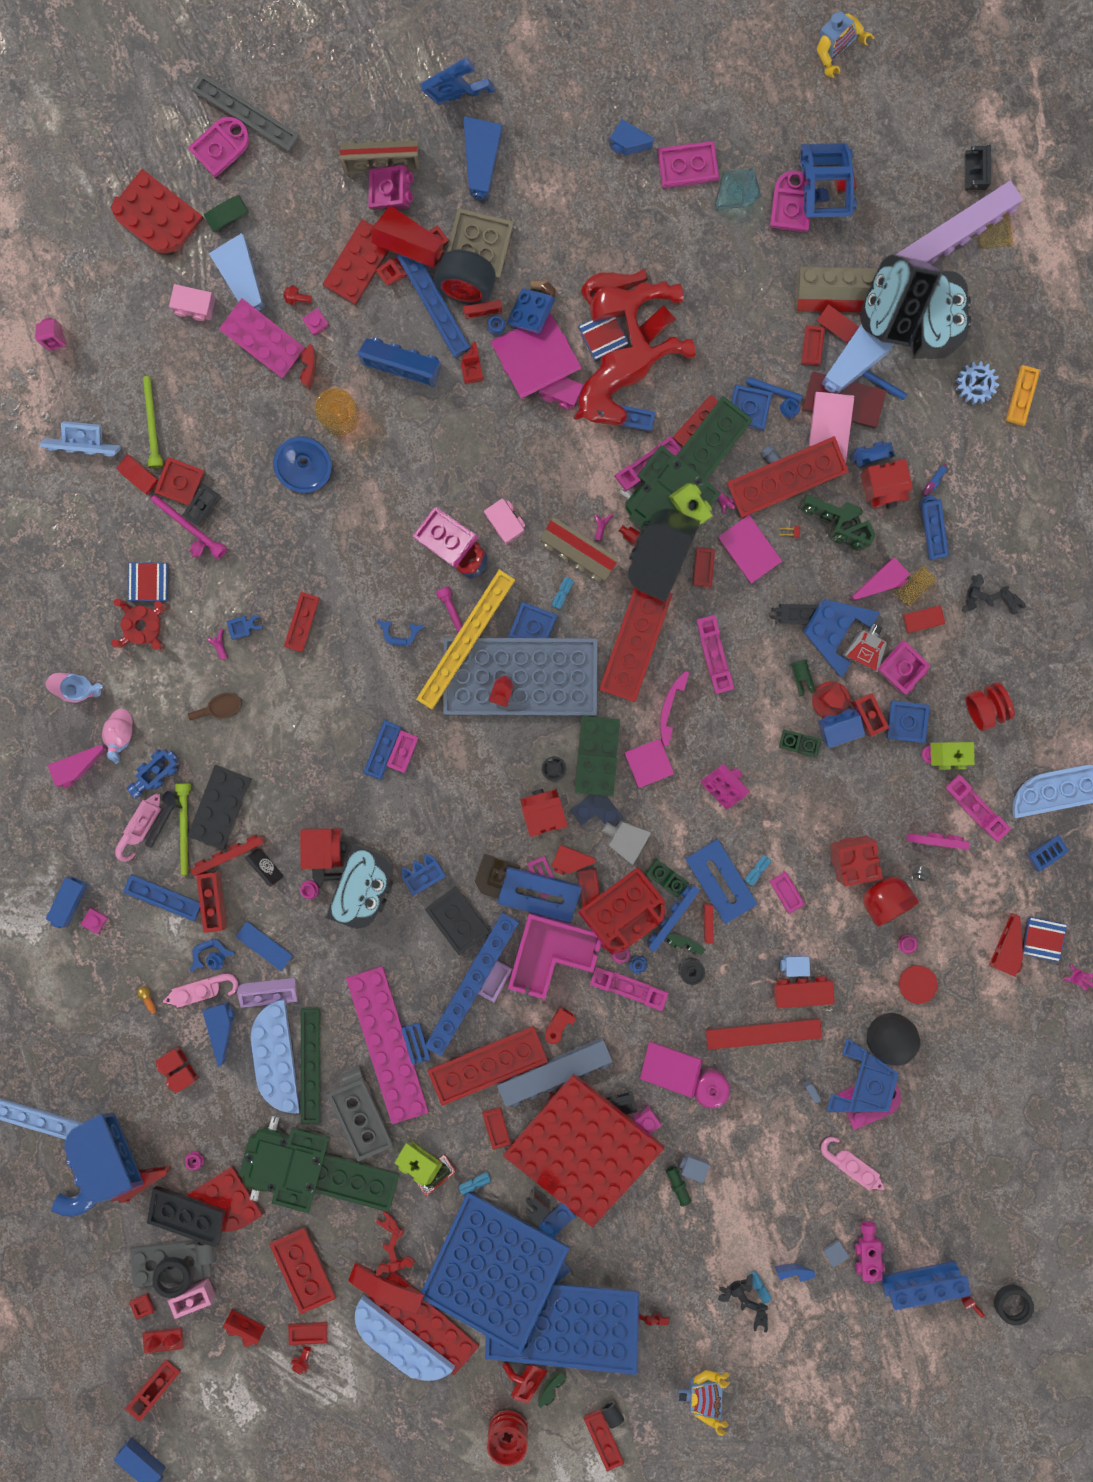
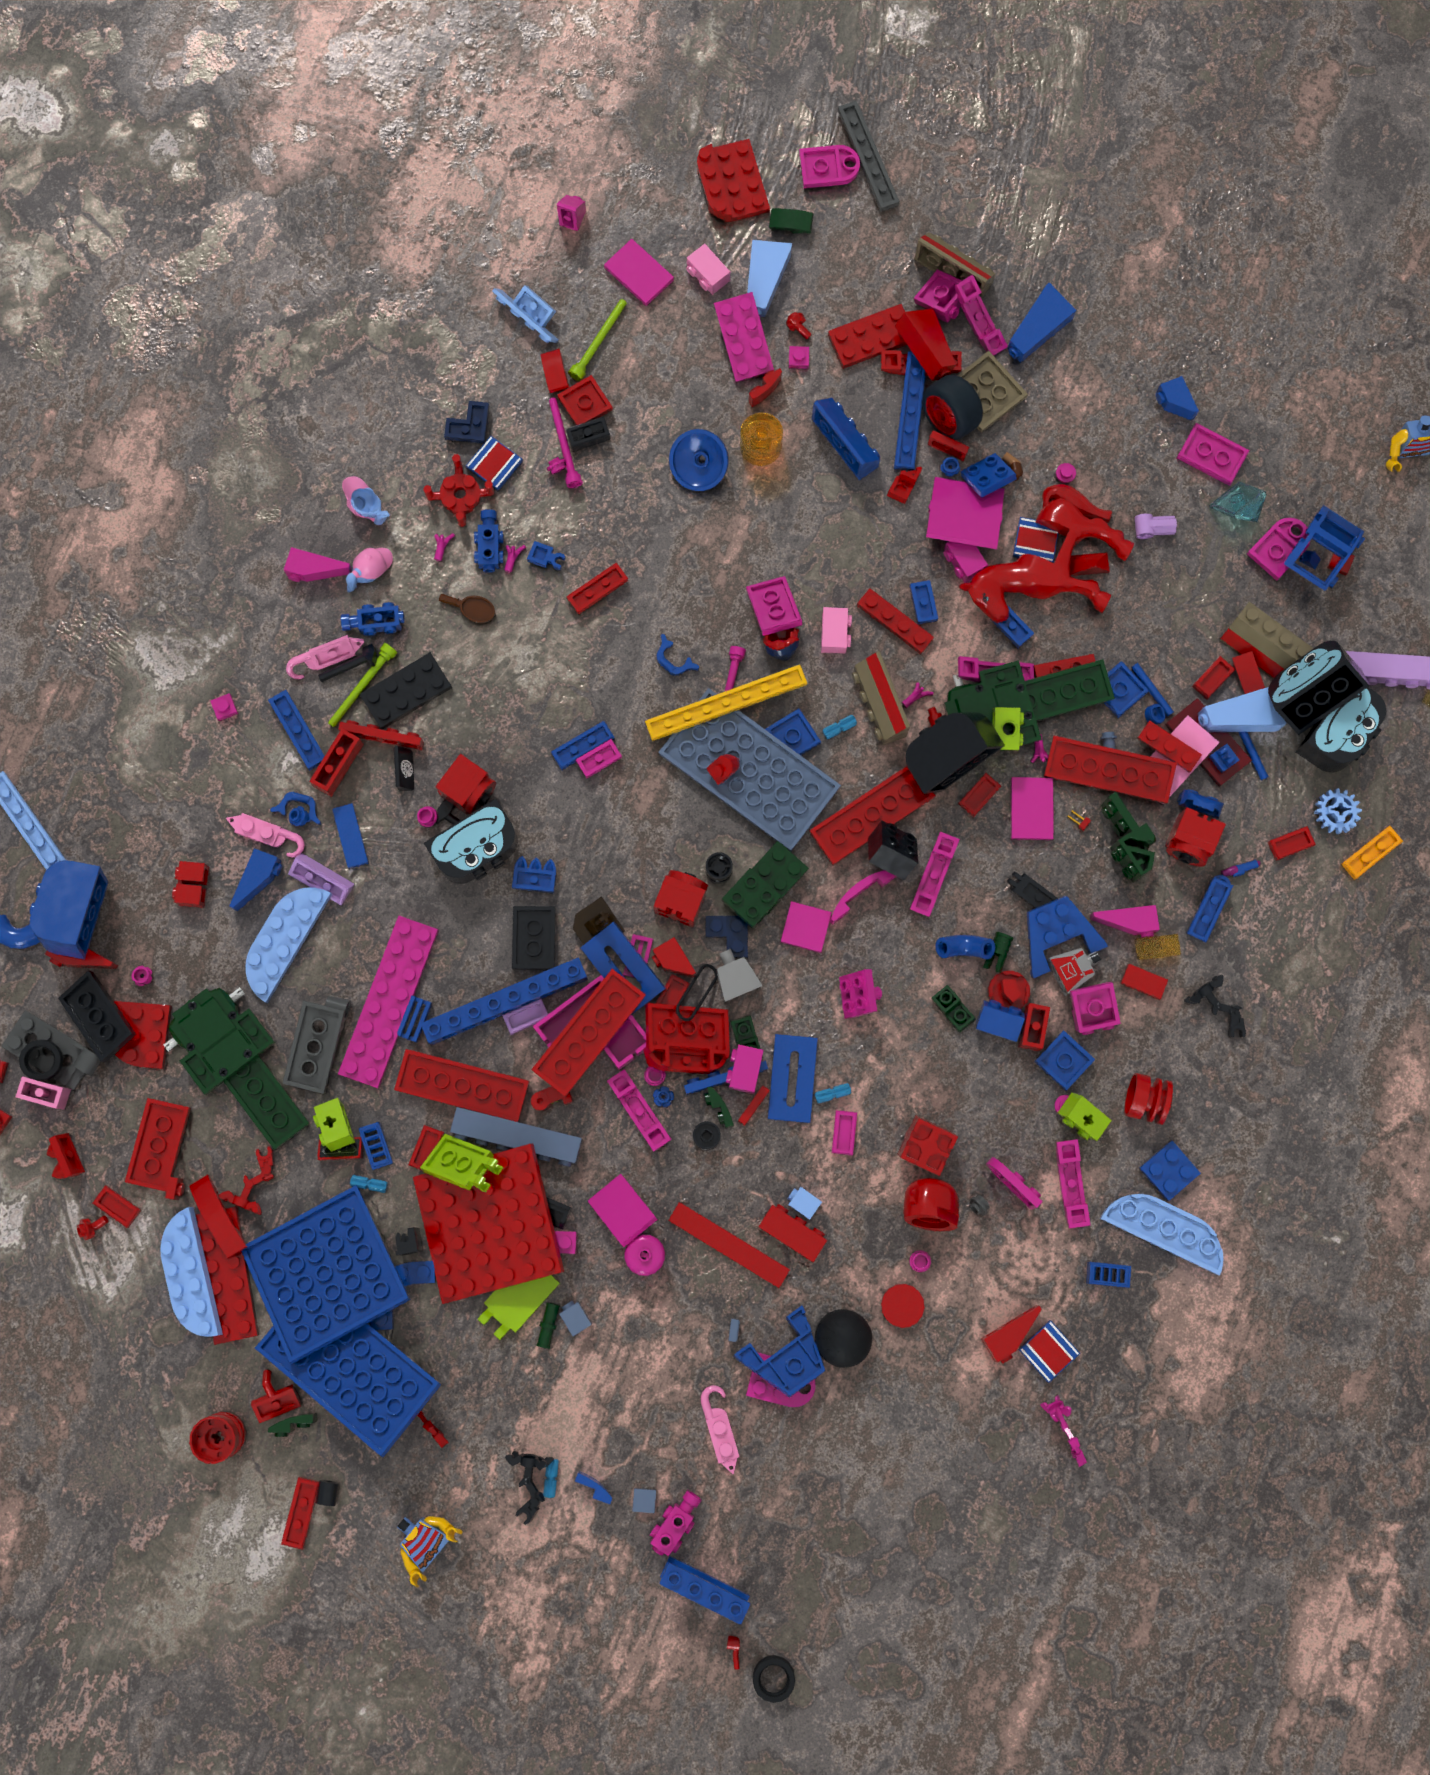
camera: 30 degrees right, 10 degrees down
(66, 902) = (214, 673): blue brick -> none
(110, 565) = (471, 429): none -> dark blue plate
(140, 344) = (638, 272): none -> dark pink tile
(144, 994) = (215, 799): piece -> none
(157, 674) = (441, 544): none -> dark pink bar
(195, 649) = (488, 544): none -> blue brick
(310, 1065) = (307, 969): dark green tile -> none
(339, 1291) = (175, 1188): none -> red plate
(431, 186) = (978, 316): none -> dark pink slope
(449, 84) = (1053, 250): blue wing -> none
(463, 1148) = (368, 1148): none -> blue slope
(531, 1125) = (461, 1163): none -> lime tile
(543, 479) = (895, 621): none -> red plate
(553, 964) = (588, 1032): none -> red plate
(554, 449) = (923, 602): none -> blue plate
(587, 264) = (1065, 473): none -> dark pink plate
(599, 873) = (688, 989): none -> black piece
(645, 1191) = (516, 1303): none -> lime tile
(673, 661) = (893, 850): none -> brick
(681, 260) = (1148, 526): none -> lavender piece
(685, 903) = (745, 1069): none -> dark pink brick
(776, 690) = (965, 946): none -> blue cylinder
(819, 426) = (1169, 746): none -> red plate
(865, 404) = (1224, 758): none -> blue tile
(959, 432) = (1291, 843): none -> red tile
(1039, 745) = (1169, 1170): none -> blue plate

